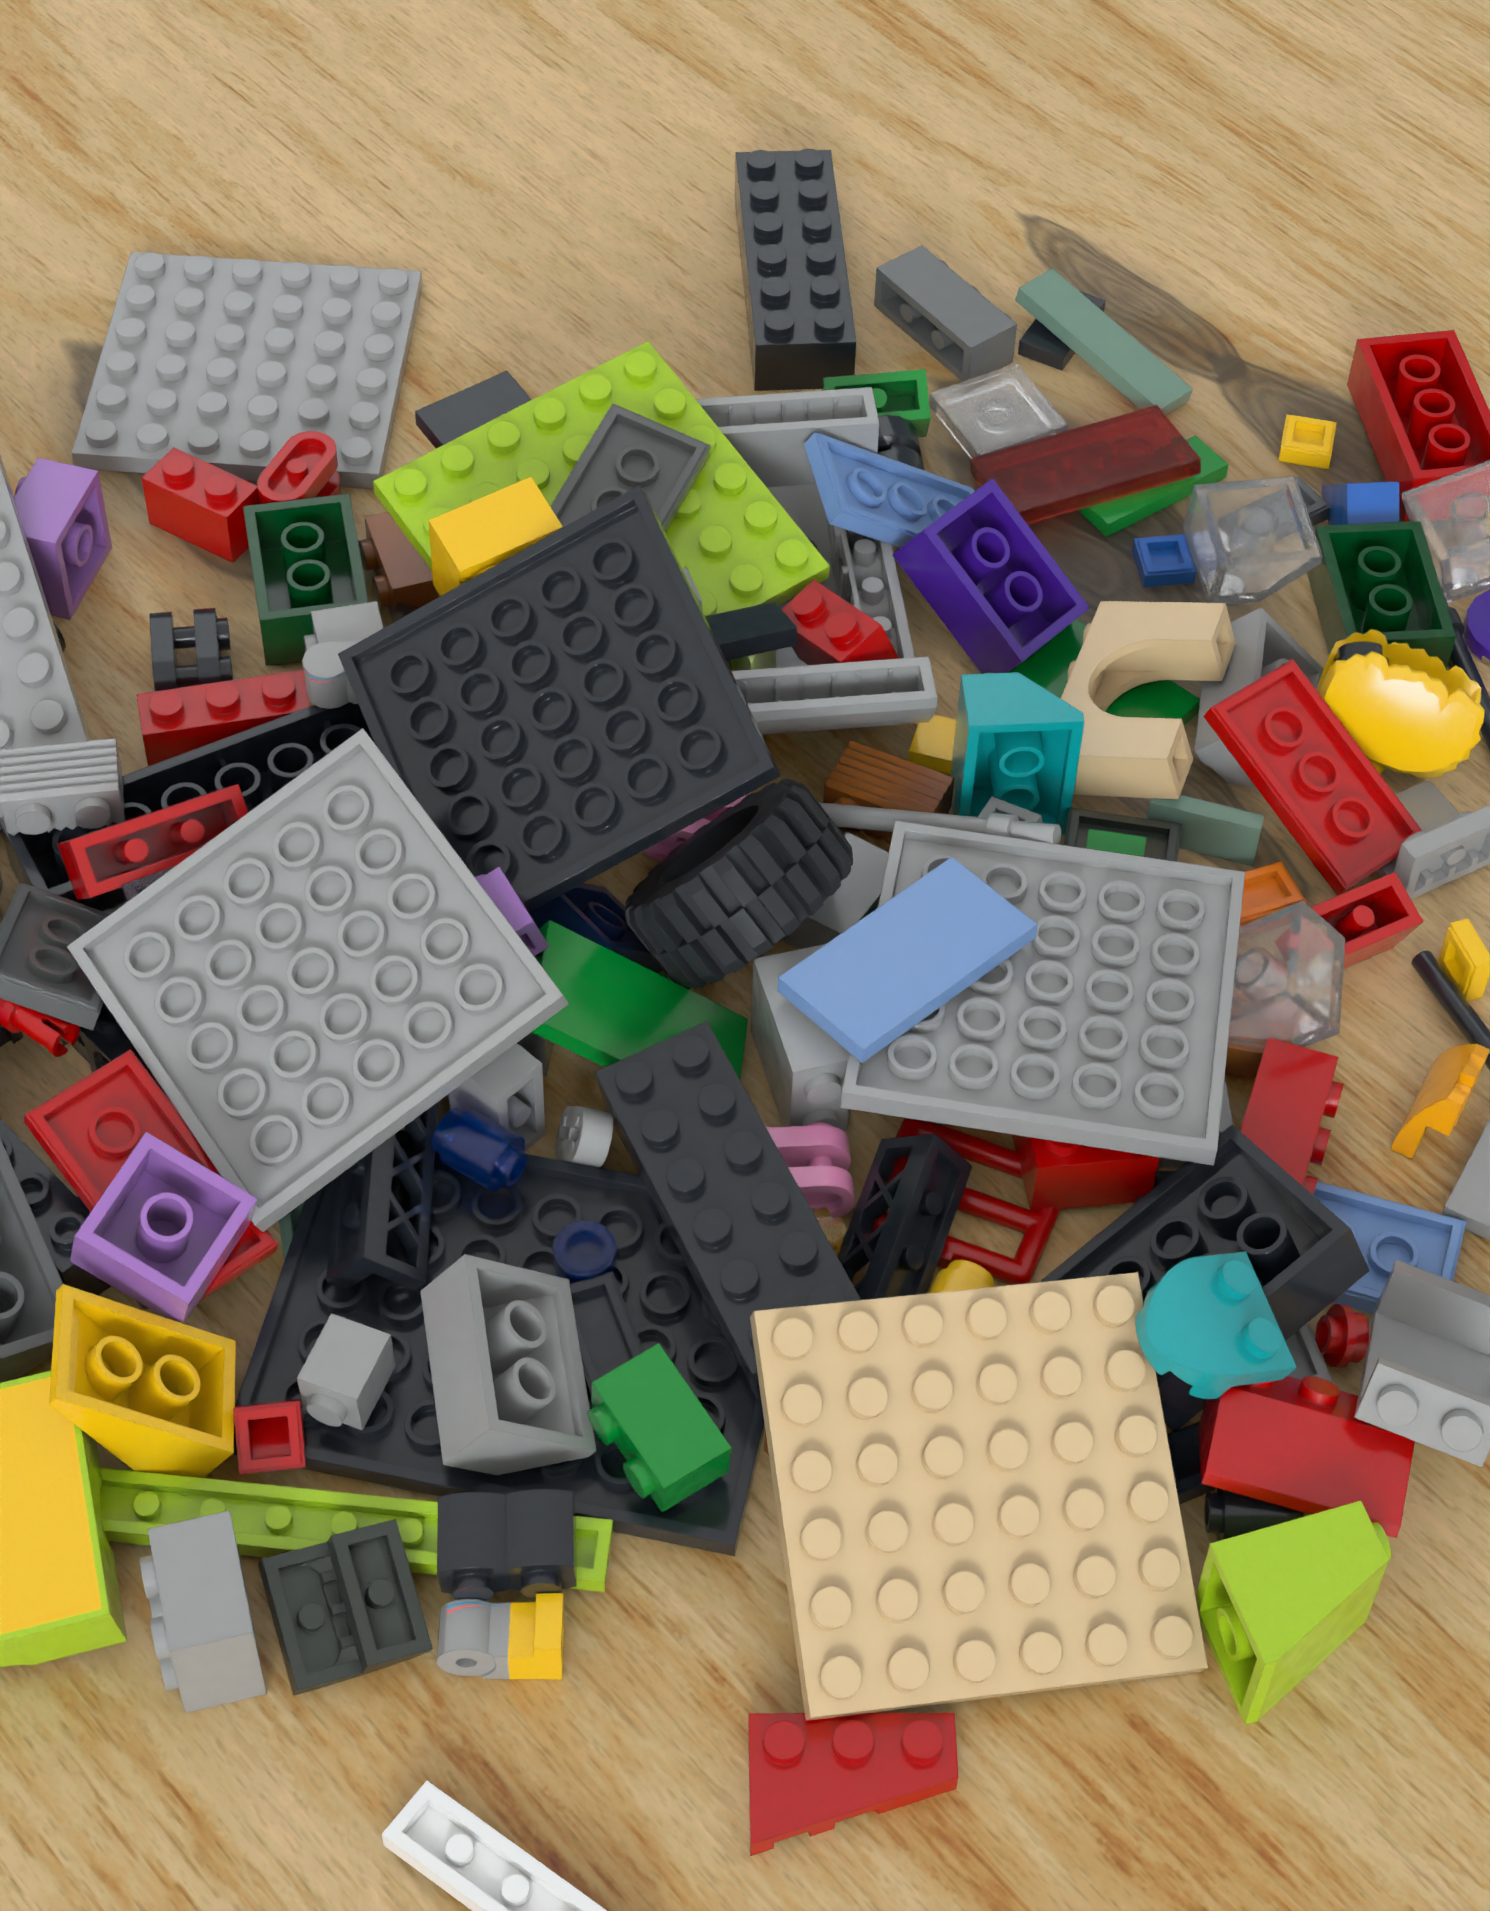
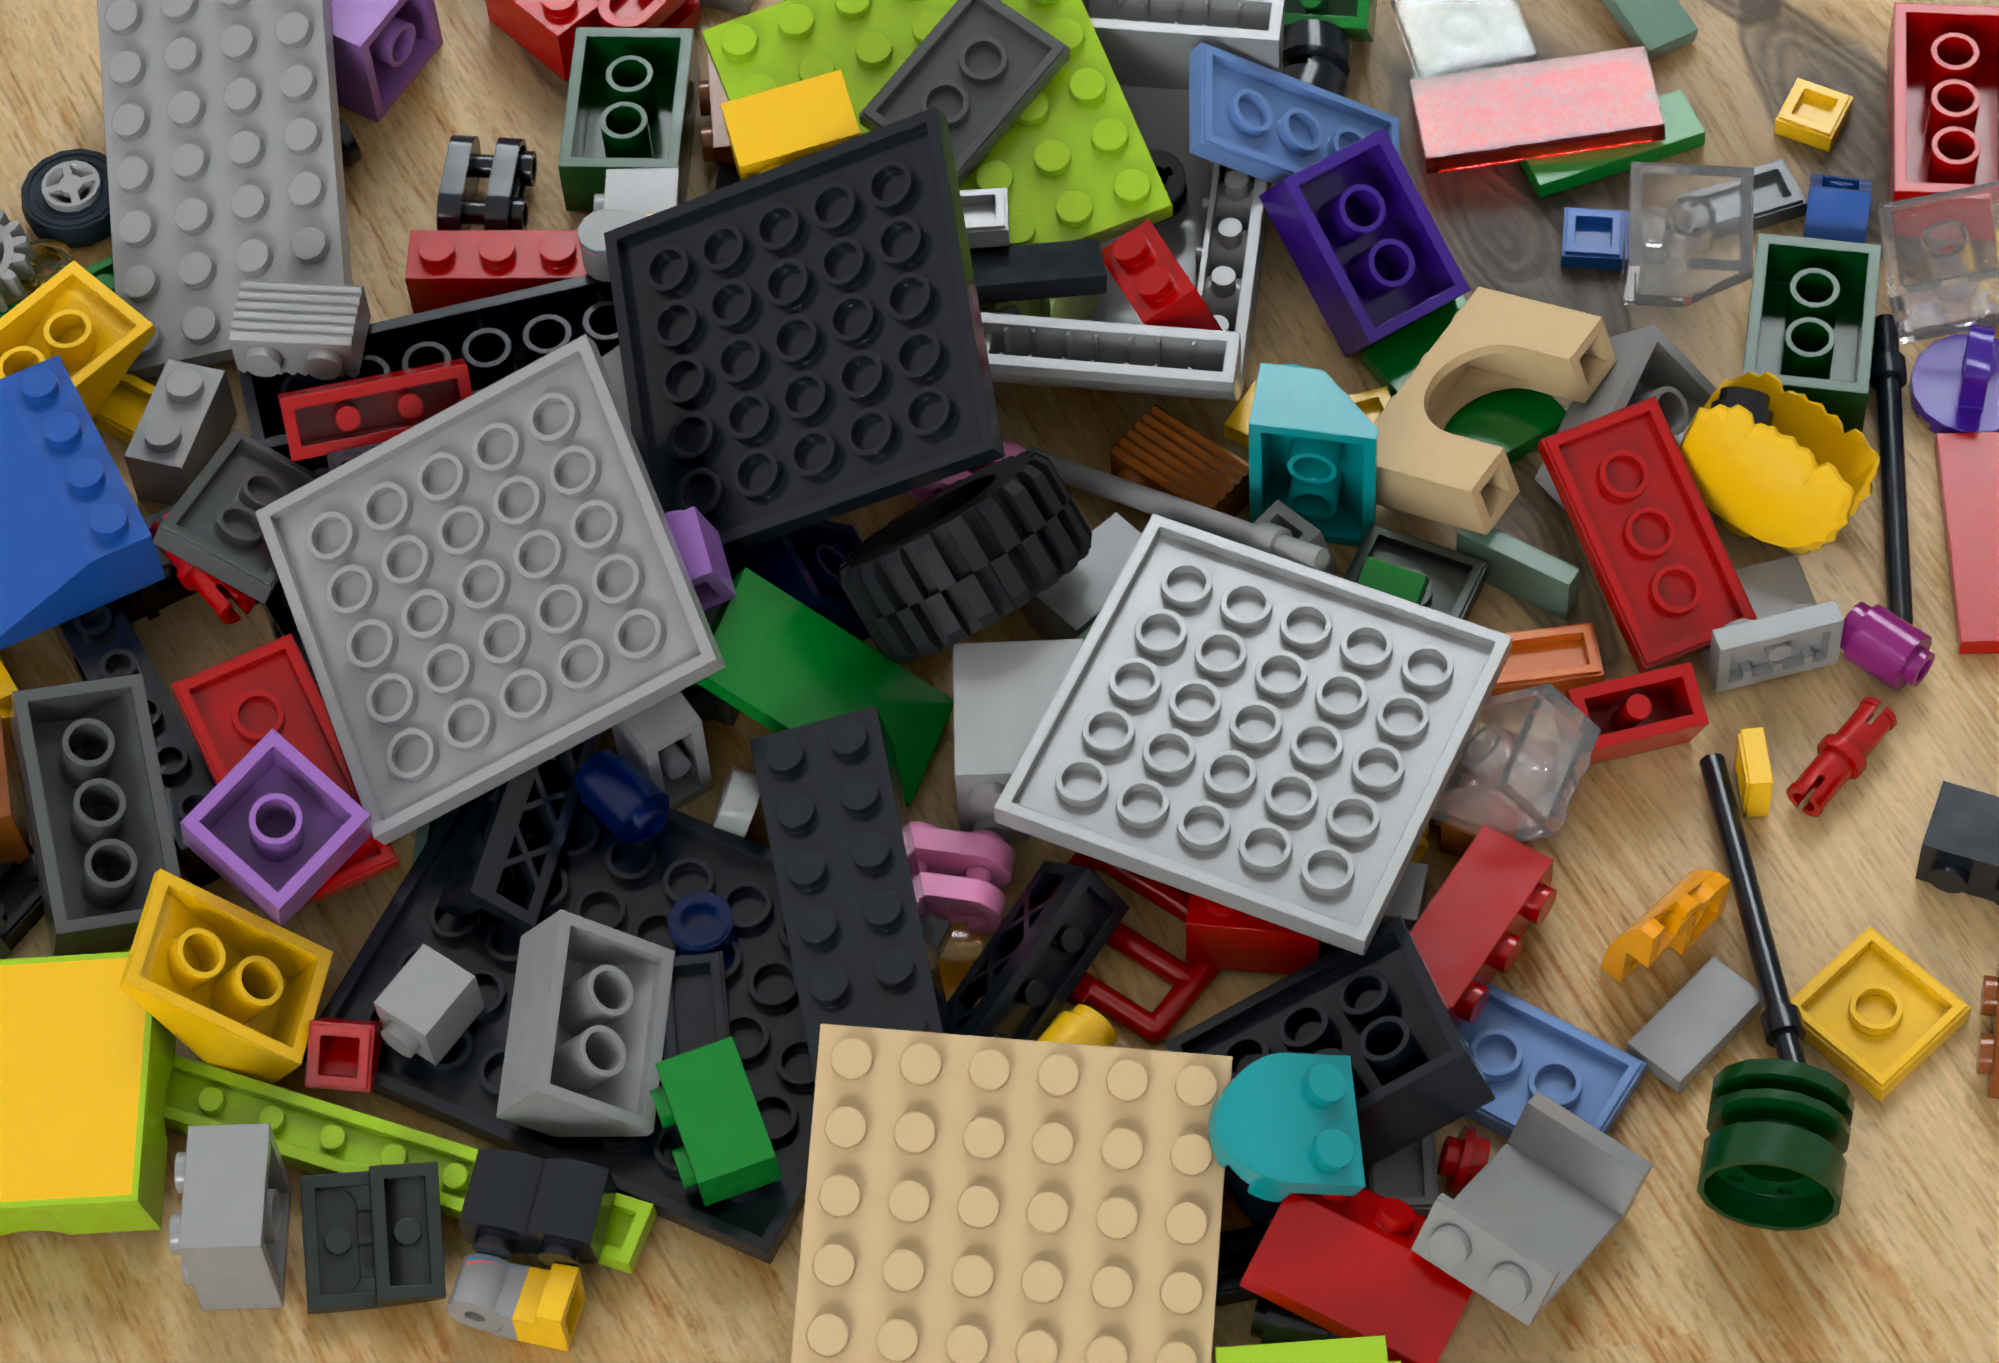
camera: 20 degrees right, 5 degrees up
(906, 959) = (1108, 673): medium blue tile -> none

